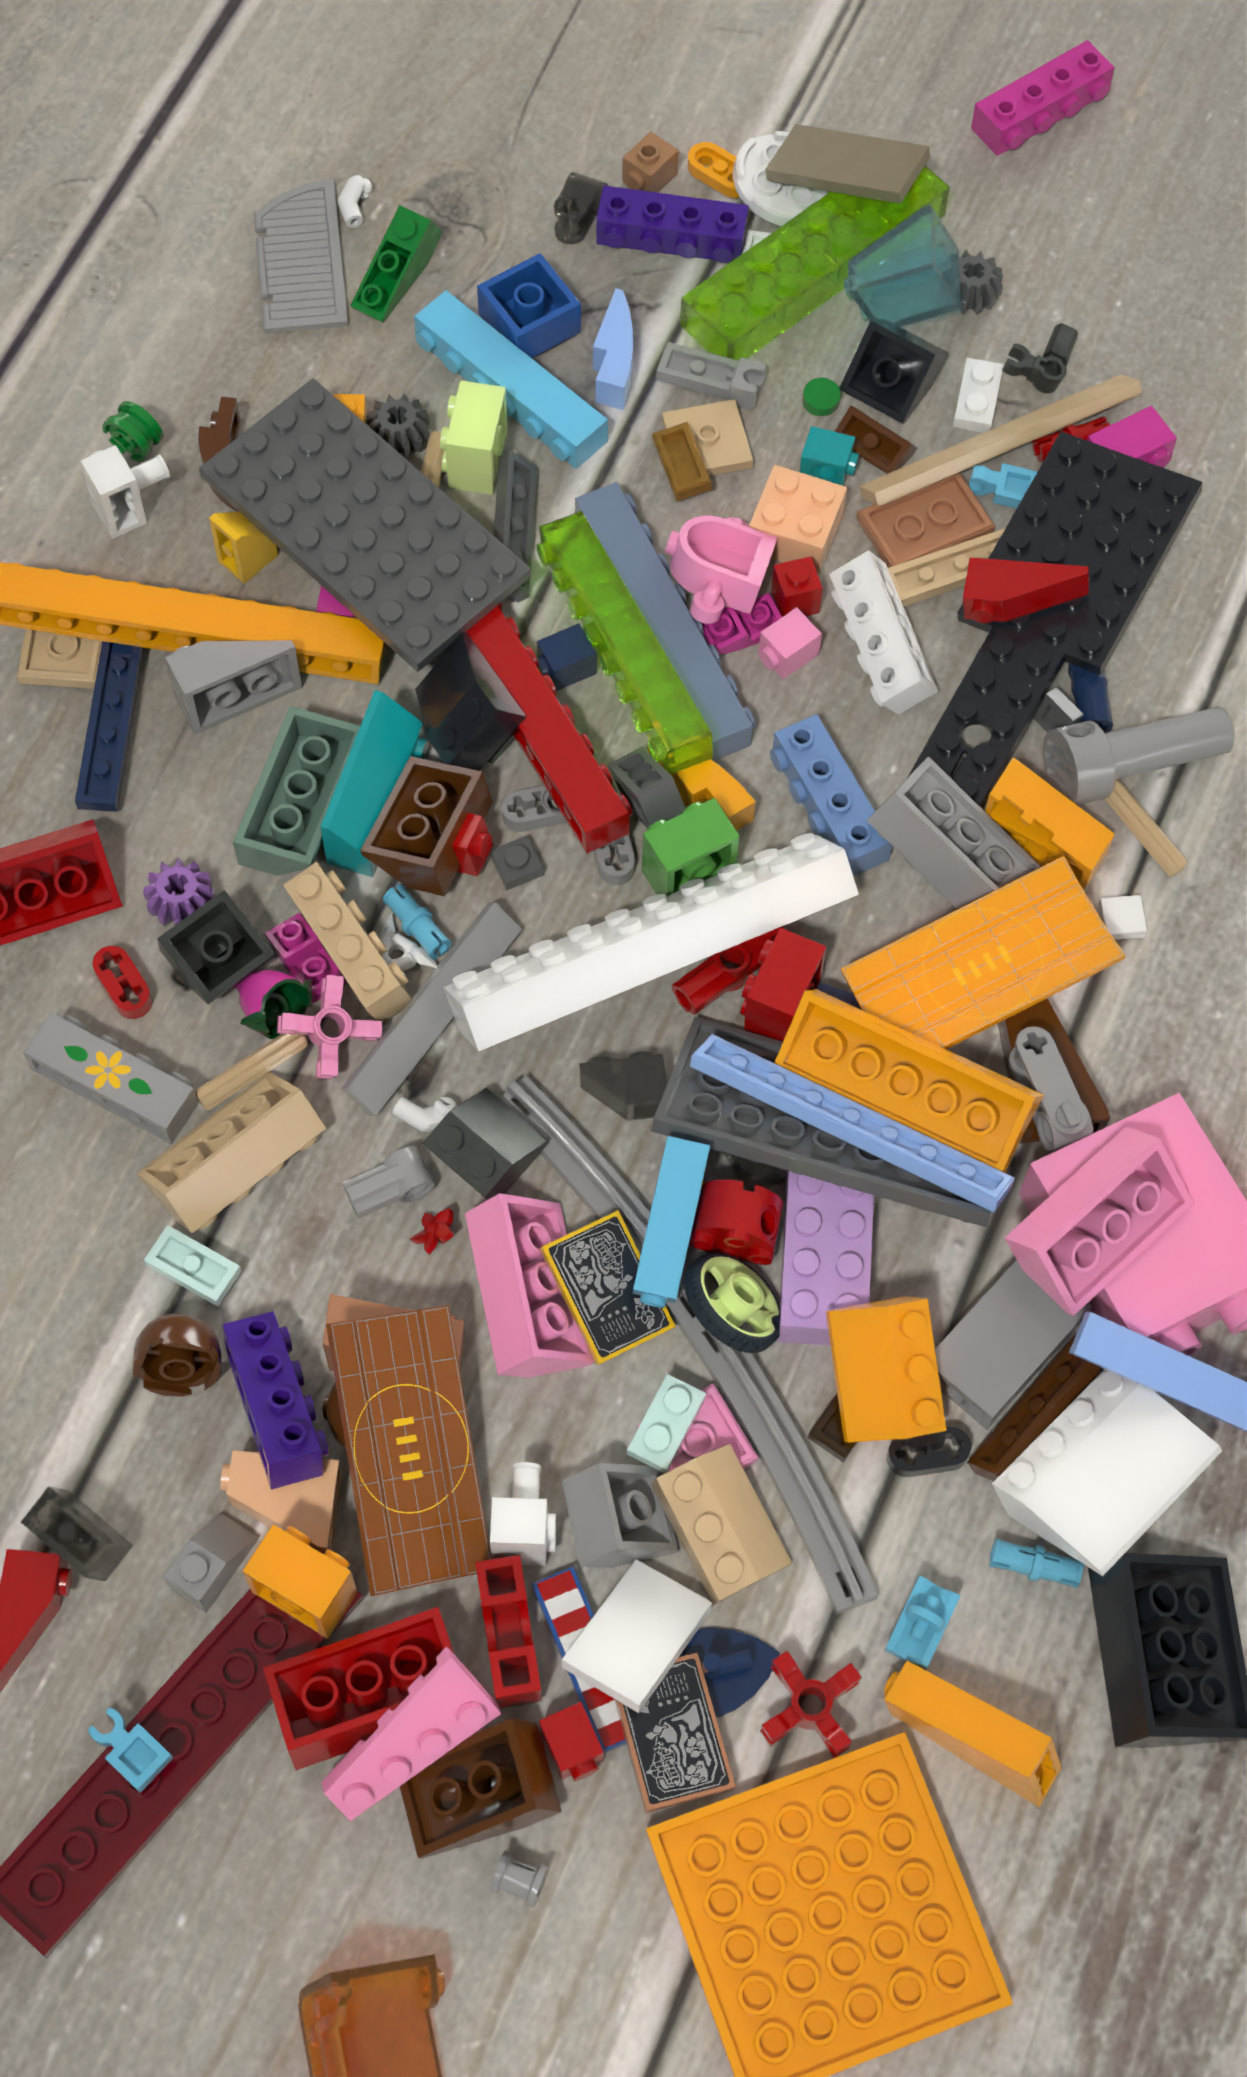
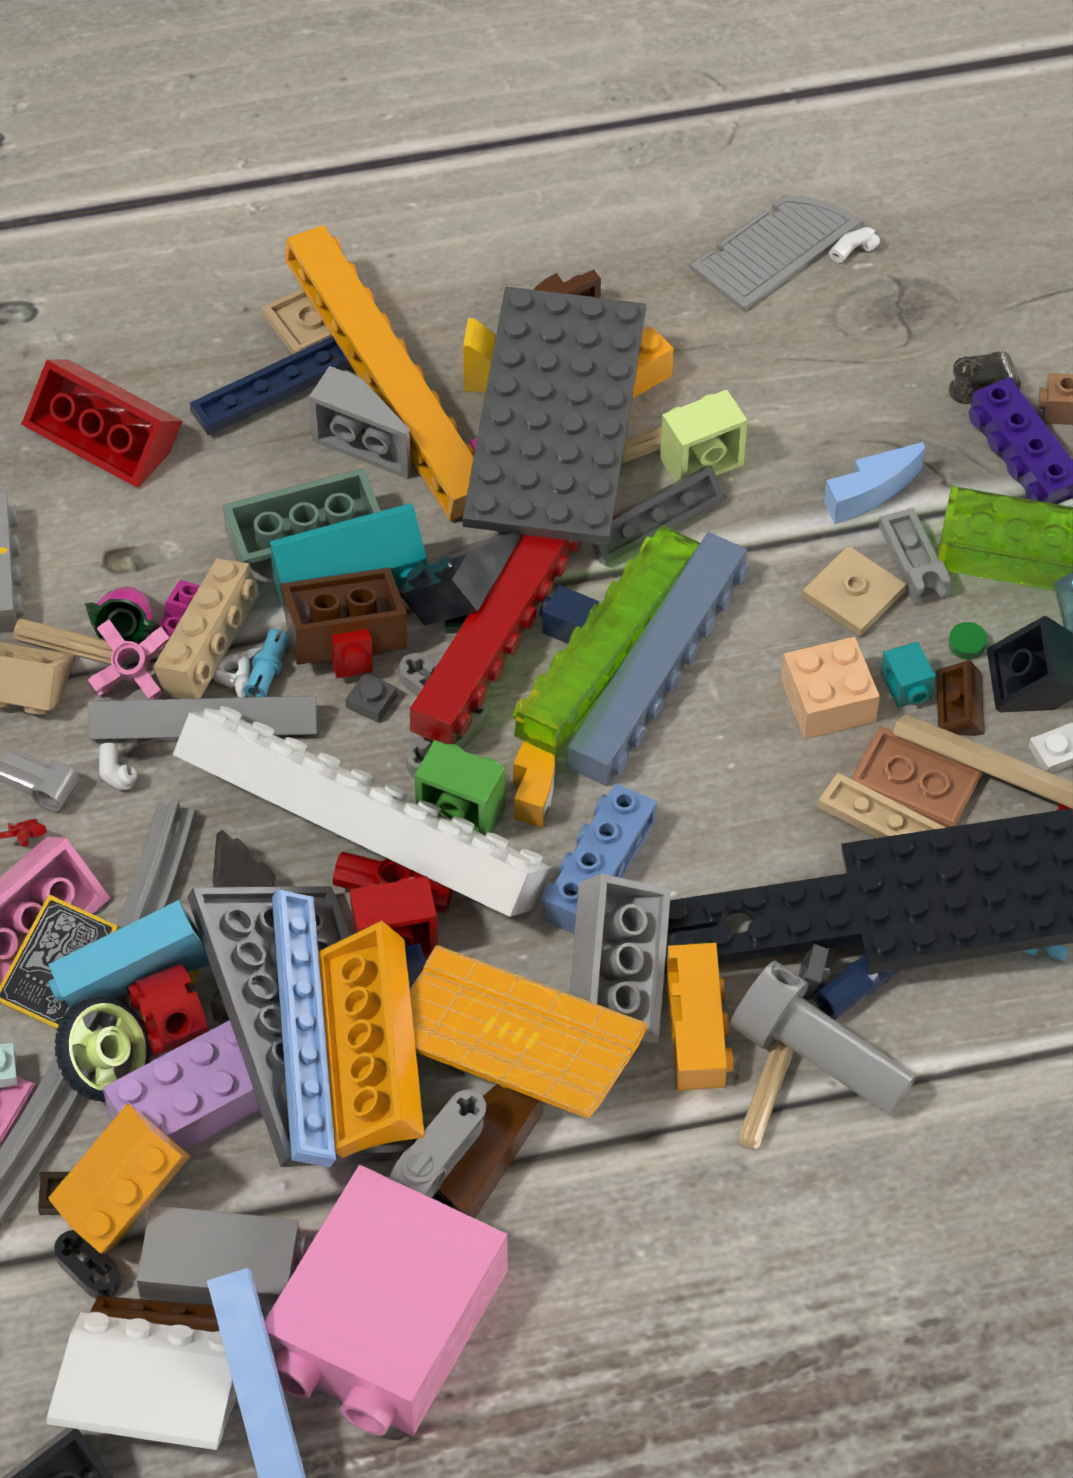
camera: 55 degrees right, 10 degrees down
(114, 986) = (80, 526): red beam -> none
(117, 488) = (459, 263): white brick -> none
(133, 430) = (521, 241): green wheel -> none
(164, 886) = (168, 509): medium lavender gear -> none
(214, 948) = (136, 551): pearl dark grey slope -> none
(396, 264) = (821, 302): green slope -> none
(400, 424) = (674, 388): dark grey gear -> none
(486, 1143) = (111, 815): pearl dark grey slope -> none
(530, 306) = (853, 402): blue brick -> none
(533, 395) = (784, 434): medium azure brick -> none
(646, 787) = (489, 728): dark grey brick -> none
(681, 461) = (811, 582): pearl gold tile -> none
(719, 564) = (735, 659): bright pink piece -> none
(741, 630) = (699, 712): dark pink slope -> none
(789, 643) = (712, 751): bright pink brick -> none
(798, 586) = (765, 725): red brick -> none
(882, 633) = (775, 804): white brick -> none
(1007, 485) = (993, 803): medium azure plate -> none
(1013, 589) = (881, 859): red slope -> none
(1036, 1563) = (42, 1385): medium azure pin -> none
(1100, 1219) = (338, 1234): bright pink slope -> none
(1123, 916) = (669, 1129): white tile -> none

